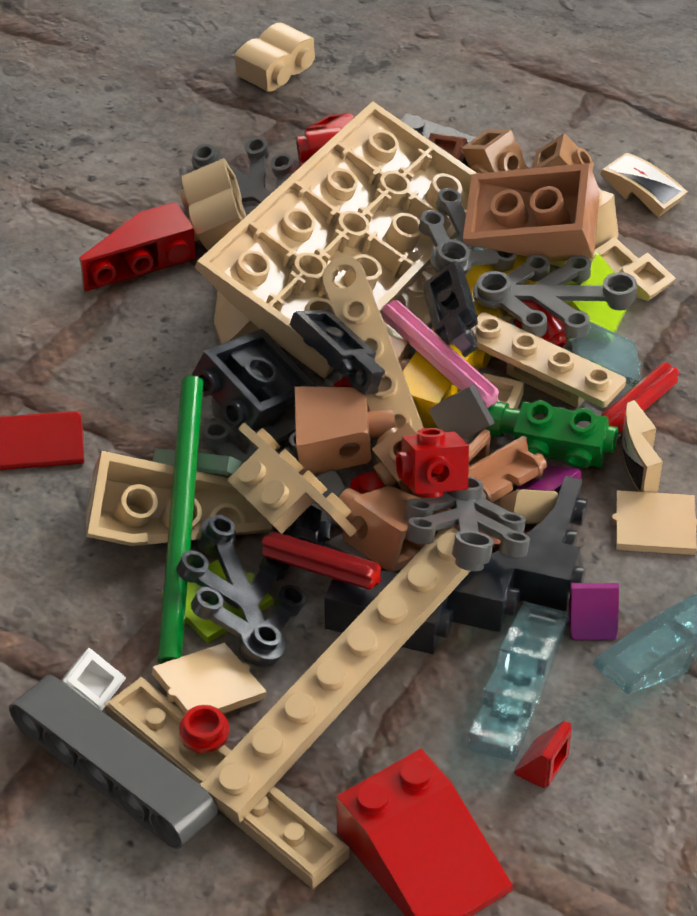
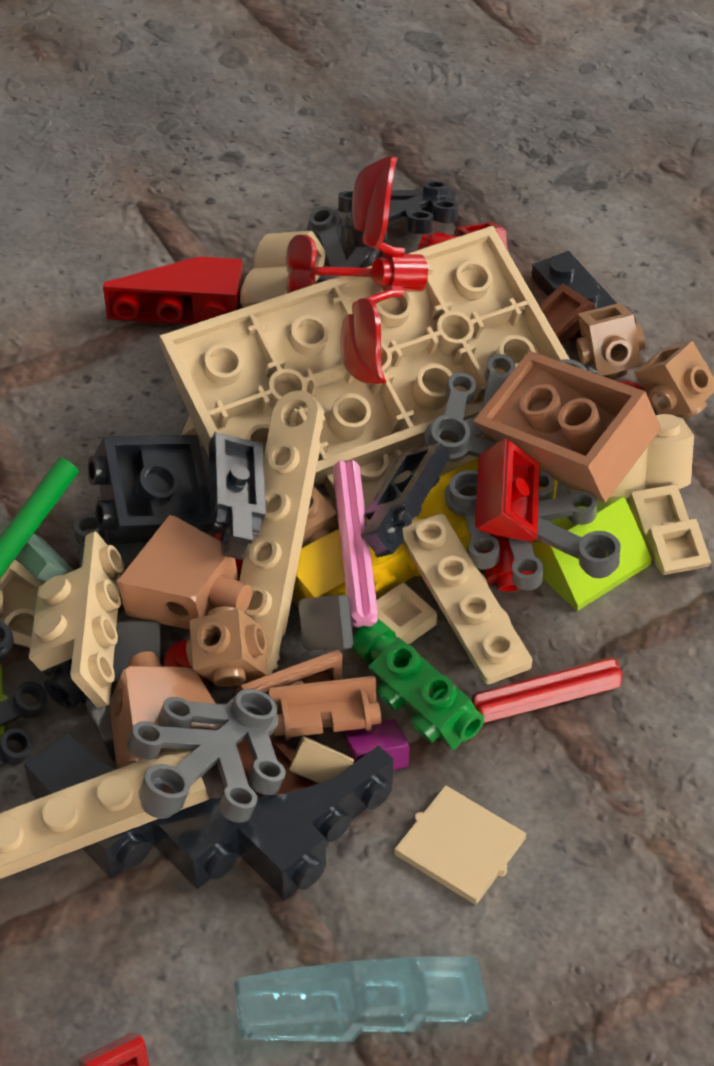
camera: 30 degrees right, 5 degrees up
(257, 125) = (419, 206): none -> black plant
(274, 56) = (482, 136): tan brick -> none
(321, 560) = (48, 722): red axle -> none
(352, 204) = (392, 272): none -> red plant
(433, 462) = (219, 668): red brick -> none
(518, 681) = (157, 959): clear light blue slope -> none
(526, 275) = (507, 492): none -> red slope
(593, 611) = (297, 919): magenta slope -> none
(610, 352) = (556, 618): clear light blue piece -> none
(638, 453) = (500, 746): tan slope -> none

